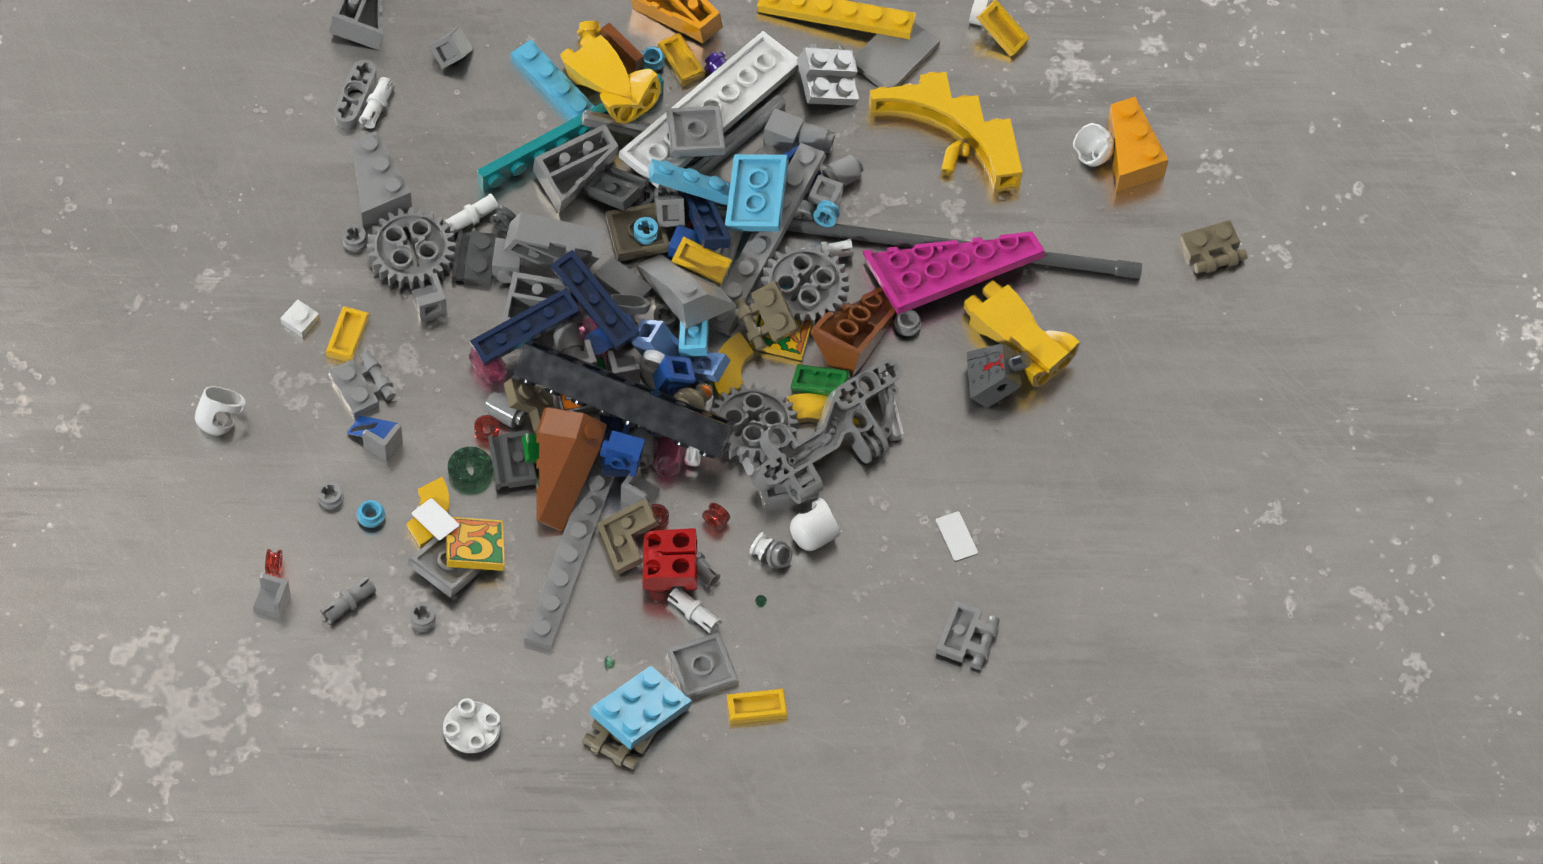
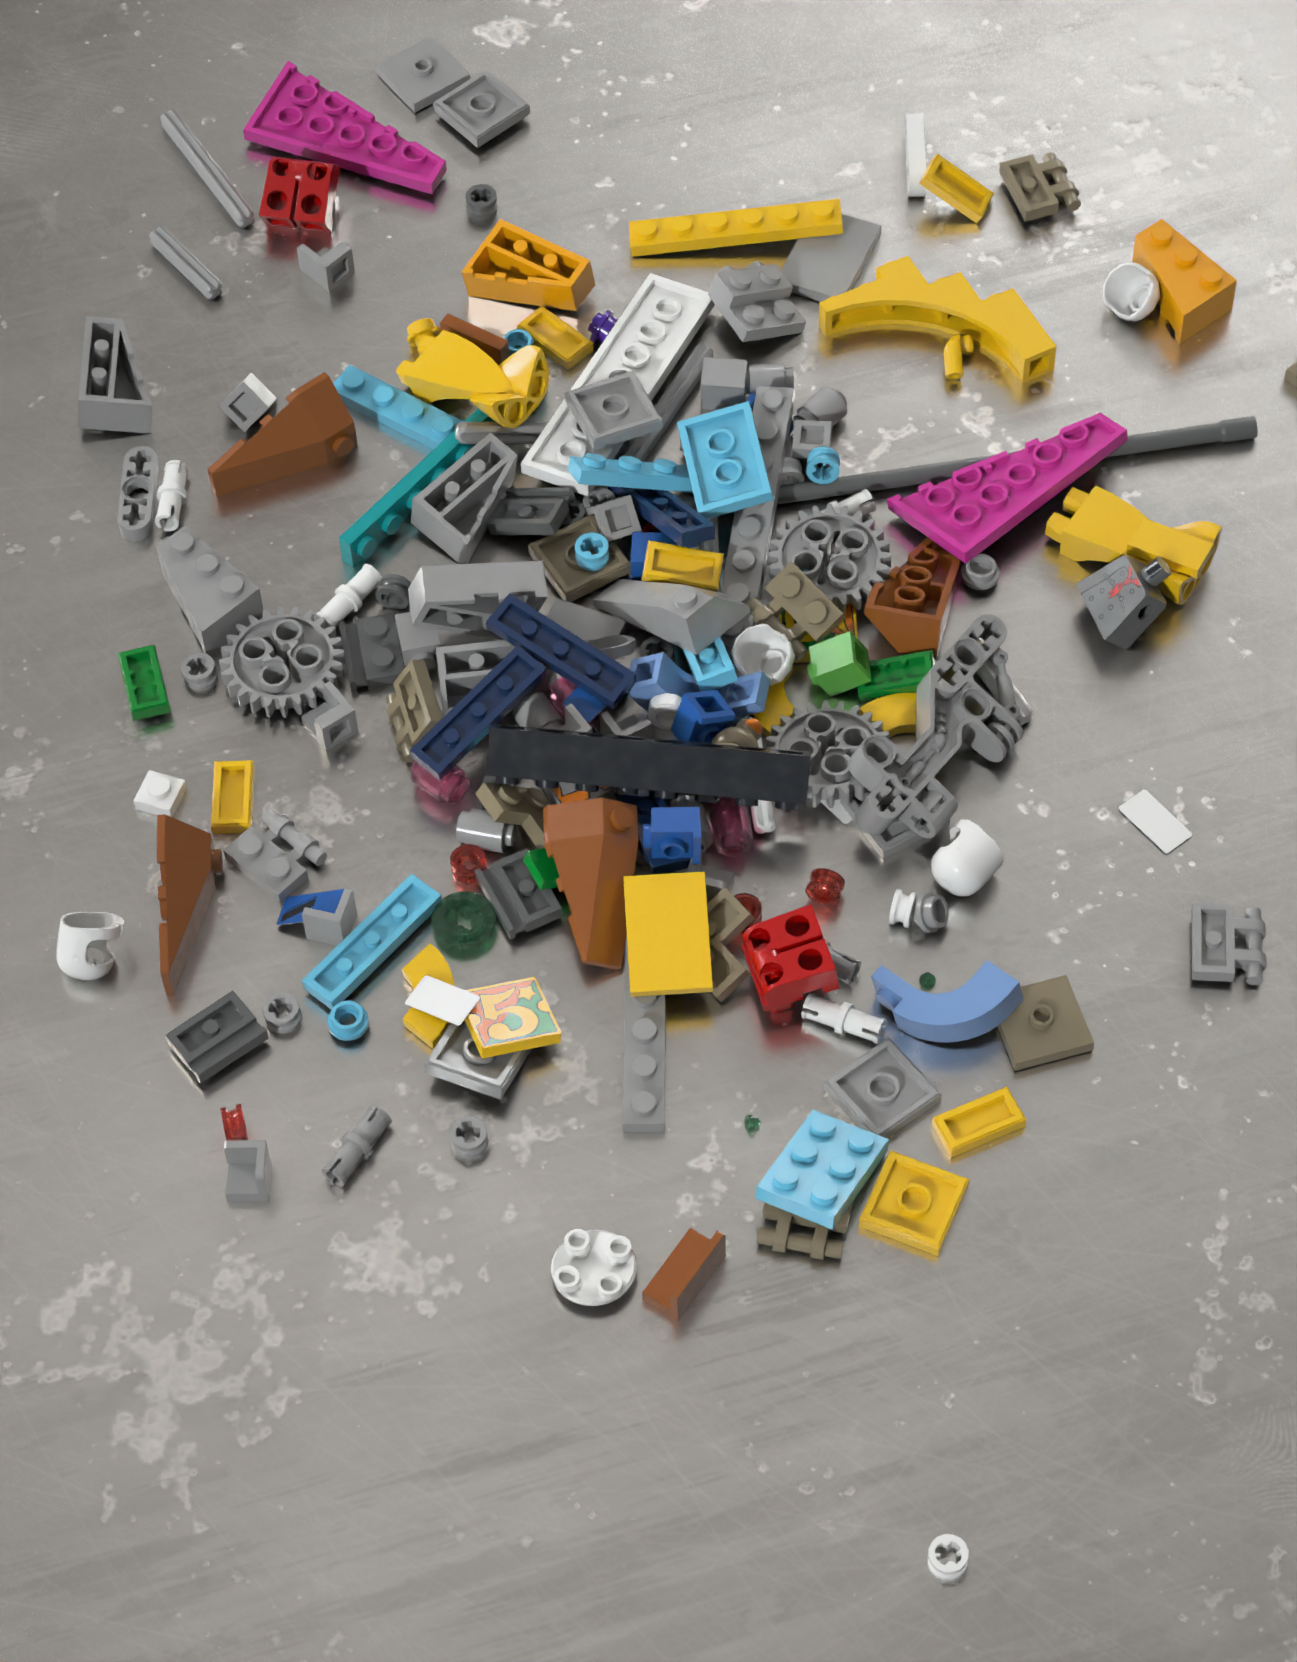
camera: 10 degrees left, 5 degrees down
(282, 499) = (216, 1036): none -> dark grey plate
(298, 384) = (188, 883): none -> dark orange wedge
(314, 235) = (144, 682): none -> green plate
(404, 464) = (371, 942): none -> medium azure plate
(480, 85) = (300, 437): none -> dark orange wedge
(486, 307) = (412, 706): none -> dark tan plate
(529, 748) = (685, 1273): none -> dark orange panel
(596, 519) = (667, 934): none -> yellow tile
(694, 747) = (914, 1203): none -> yellow tile
(733, 339) = (763, 650): none -> white hair
(766, 631) = (950, 1015): none -> medium blue arch
(784, 362) = (839, 664): none -> bright green brick
(823, 652) = (1045, 1025): none -> dark tan plate
(1056, 41) = (1030, 187): none -> dark tan plate

